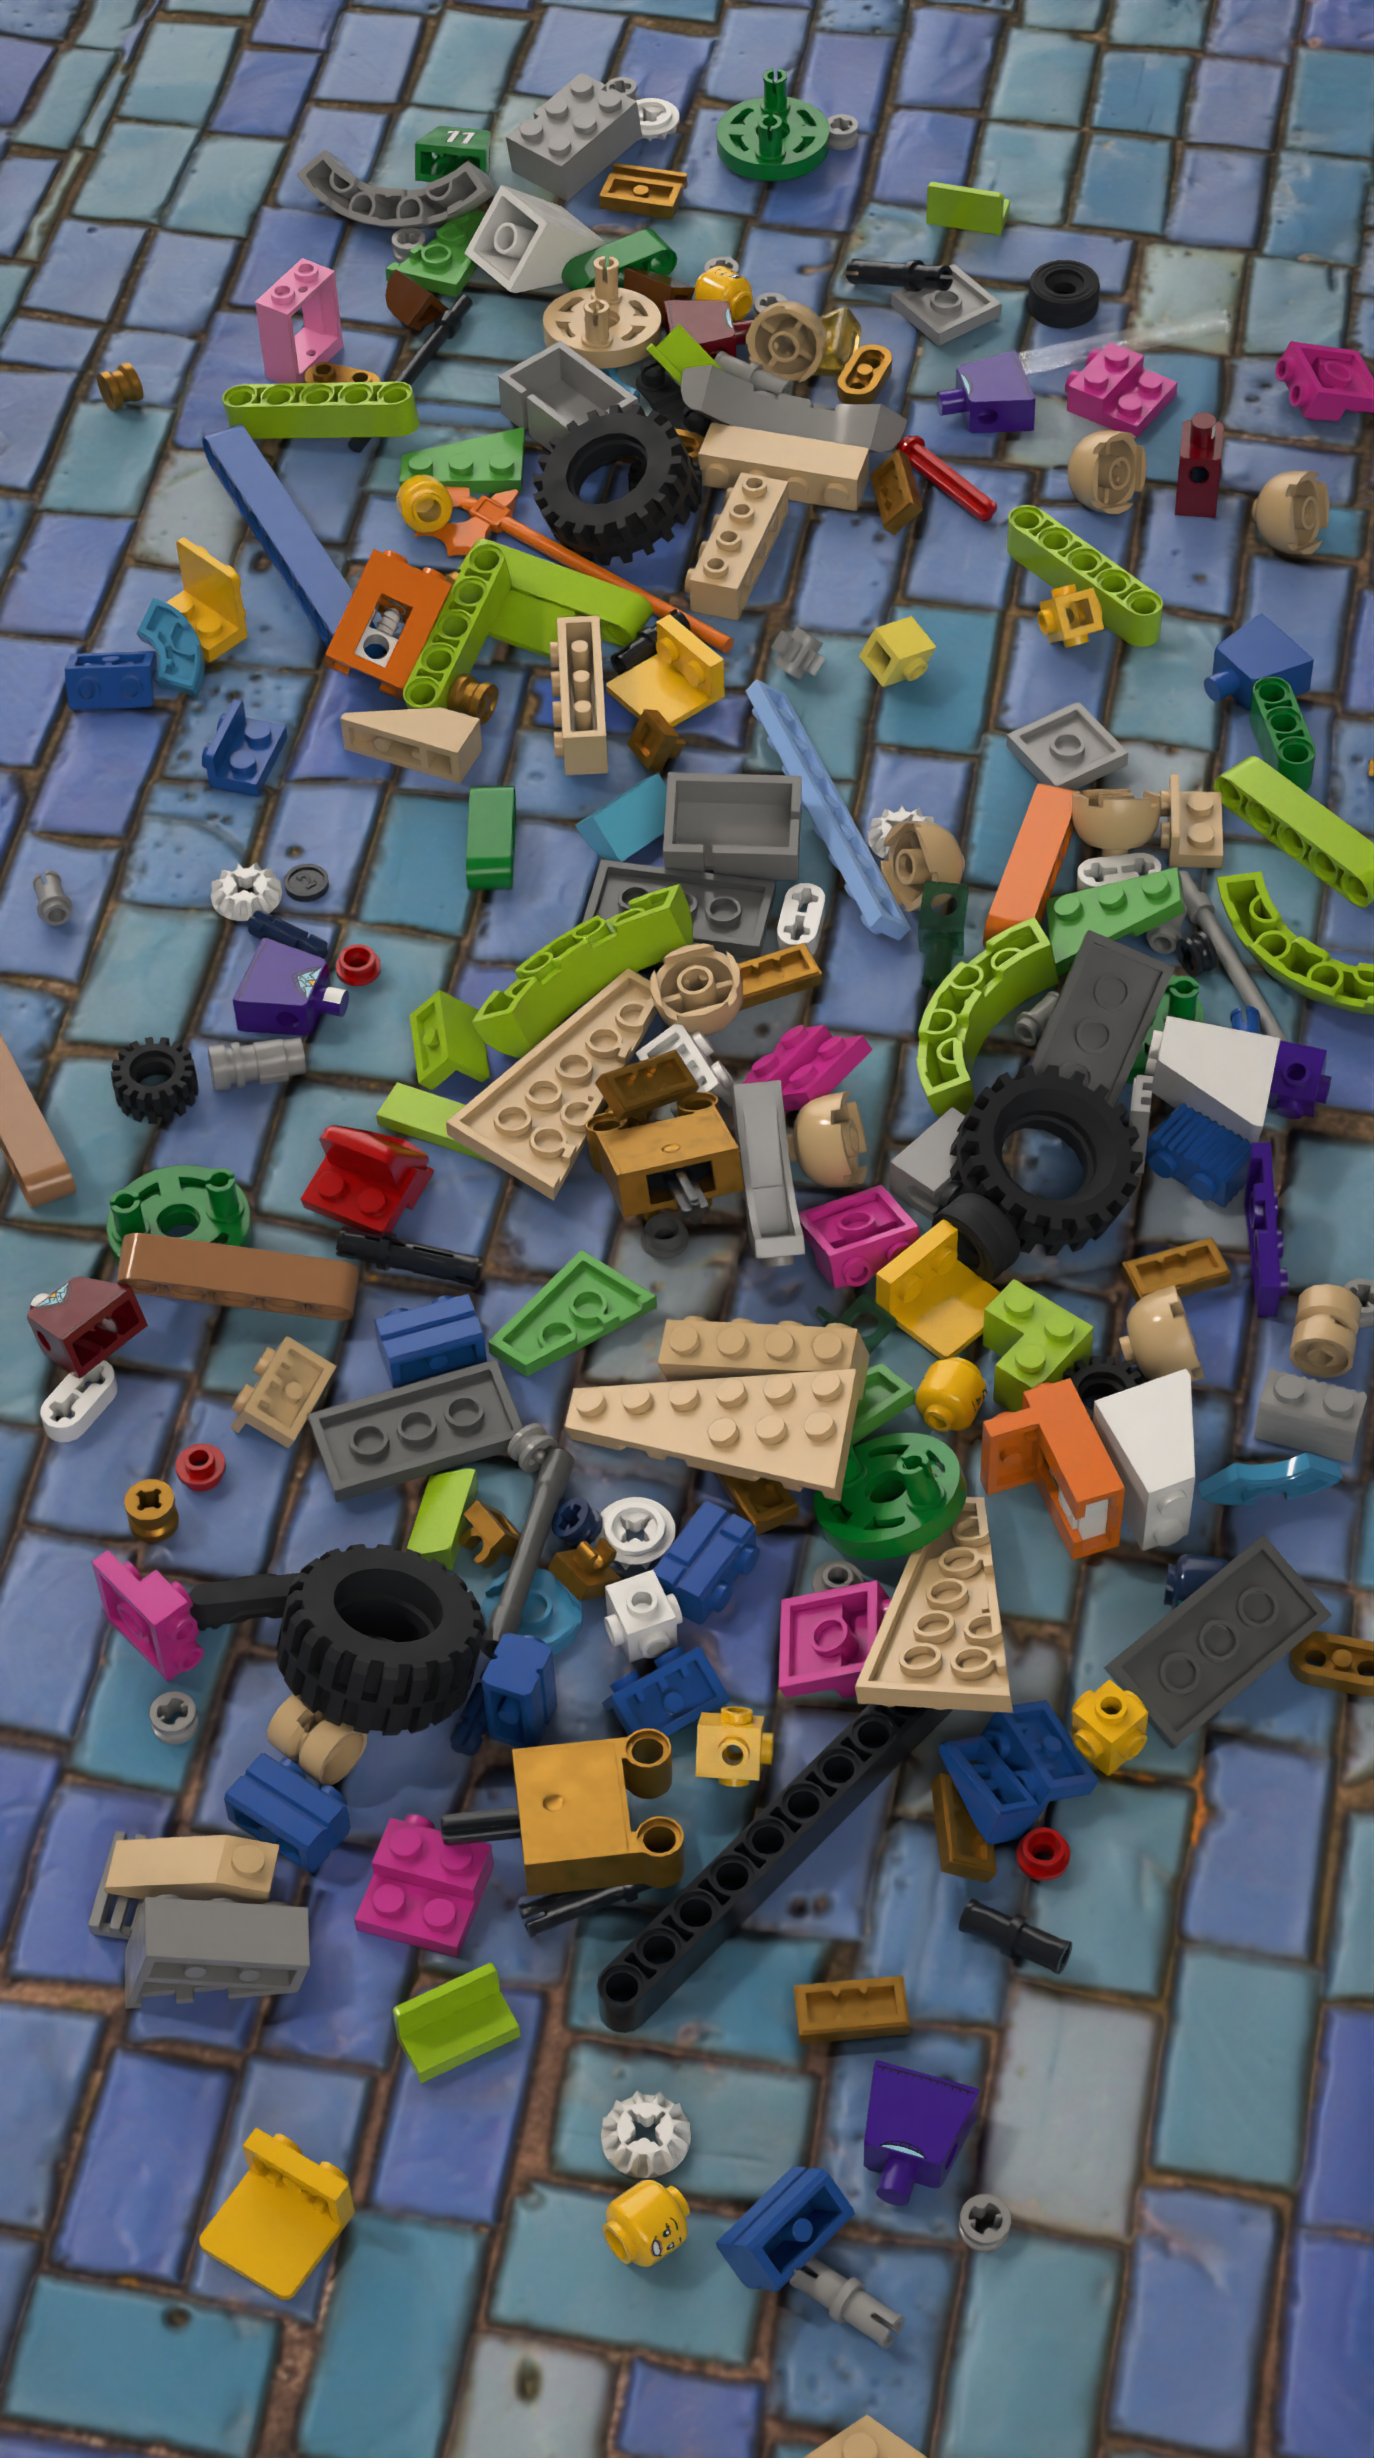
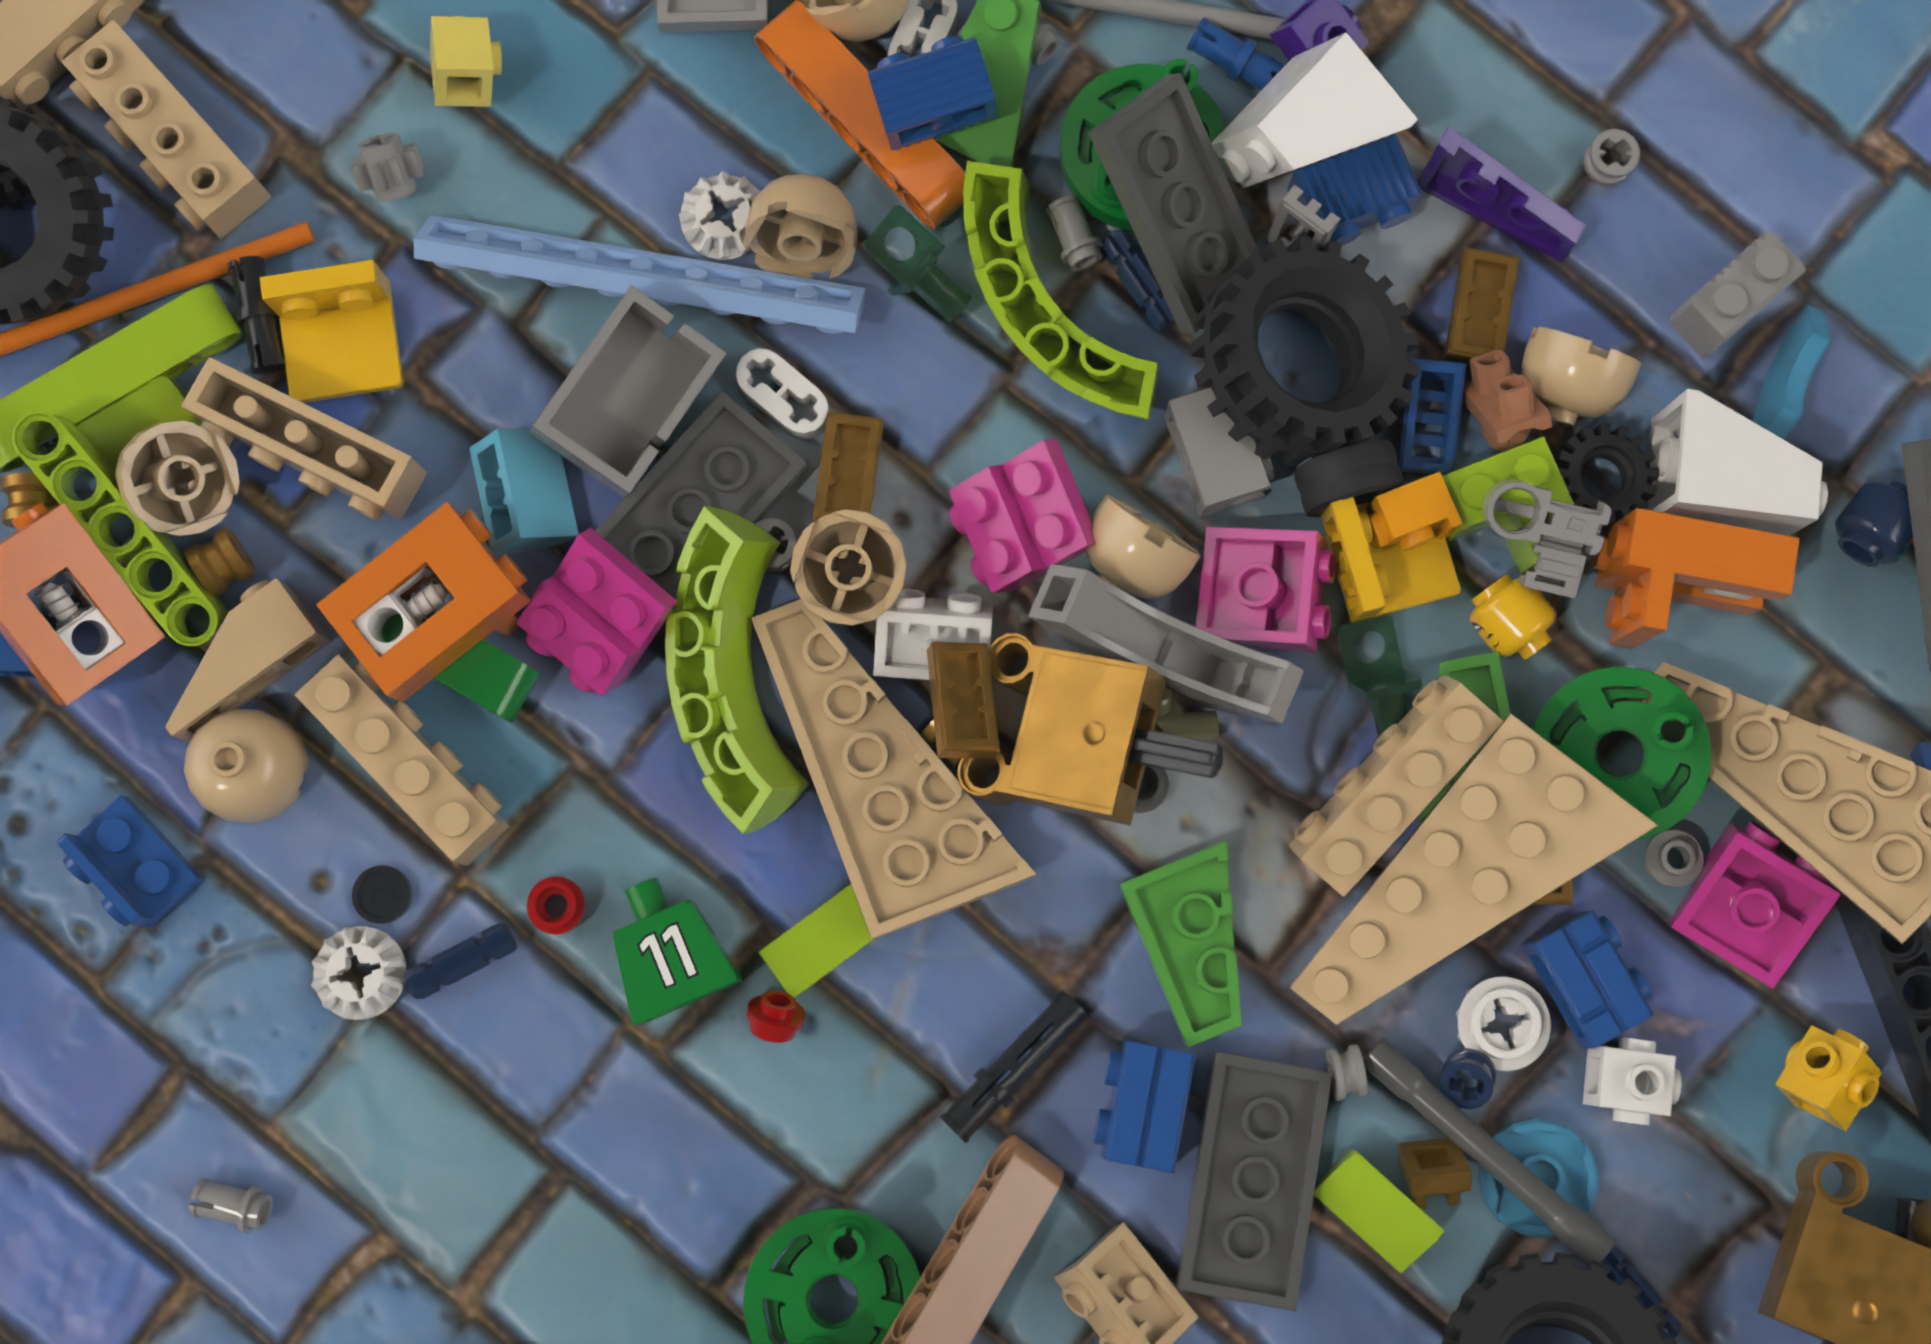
camera: 65 degrees left, 30 degrees up
(150, 1061) = (557, 1221): black tyre -> none
(262, 1062) = (640, 1086): light grey axle -> none
(286, 992) = (552, 1007): dark purple torso -> none
(346, 772) = (245, 765): none -> tan cylinder
(358, 1108) = (775, 1016): none -> red plate
(360, 1035) = (668, 955): none -> green torso
(366, 1179) = (884, 1054): red piece -> none
(402, 841) = (402, 761): none -> tan brick
(447, 1041) = (732, 868): lime panel -> none
(510, 642) = (177, 478): none -> tan cylinder
(516, 789) = (482, 587): none -> orange brick
(519, 1690) = (1673, 1257): blue brick -> none
(568, 884) = (595, 614): none -> dark pink plate
(586, 1569) = (1533, 1103): pearl gold tile -> none
(654, 740) = (418, 398): pearl gold tile -> none
(668, 1696) = (1722, 1106): blue bracket -> none
(725, 1236) = (1176, 721): none -> olive arm
(973, 1280) = (1412, 513): none -> light orange brick
(1021, 1348) = (1557, 541): none -> light grey piece
(1064, 872) = (933, 91): none -> blue brick
(1077, 1261) = (1451, 397): none -> blue slope
(1107, 1302) = (1503, 402): none -> nougat hips
(1196, 954) = (1084, 27): black bush -> none
(1325, 1331) = (1645, 215): tan wheel -> none

